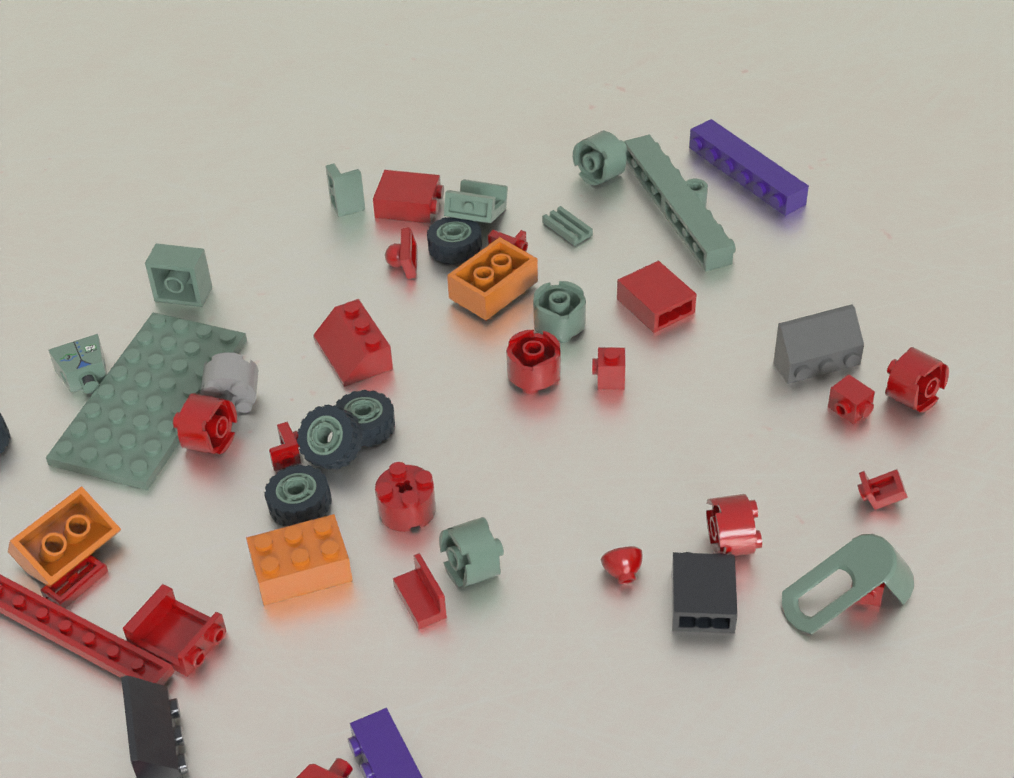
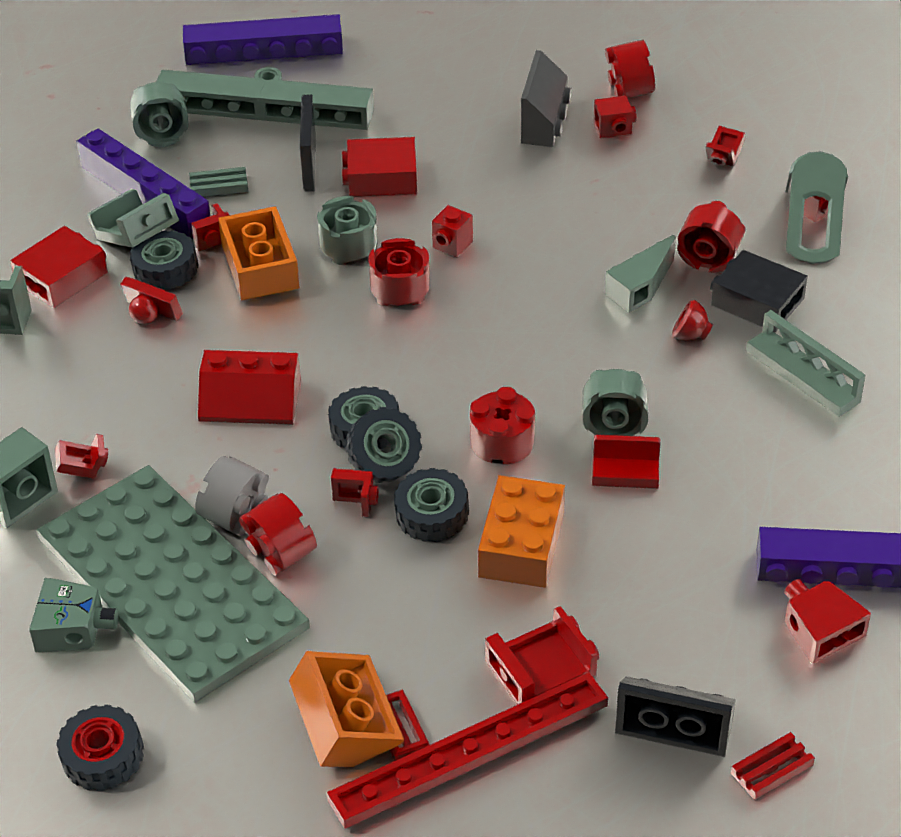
camera: 60 degrees left, 0 degrees up
(228, 298) = (80, 458): none -> red bracket
(525, 186) = (127, 170): none -> dark purple brick
(629, 668) = (807, 370): none -> sand green fence
(635, 242) = (307, 142): none -> black tile
(658, 506) = (639, 277): none -> sand green slope

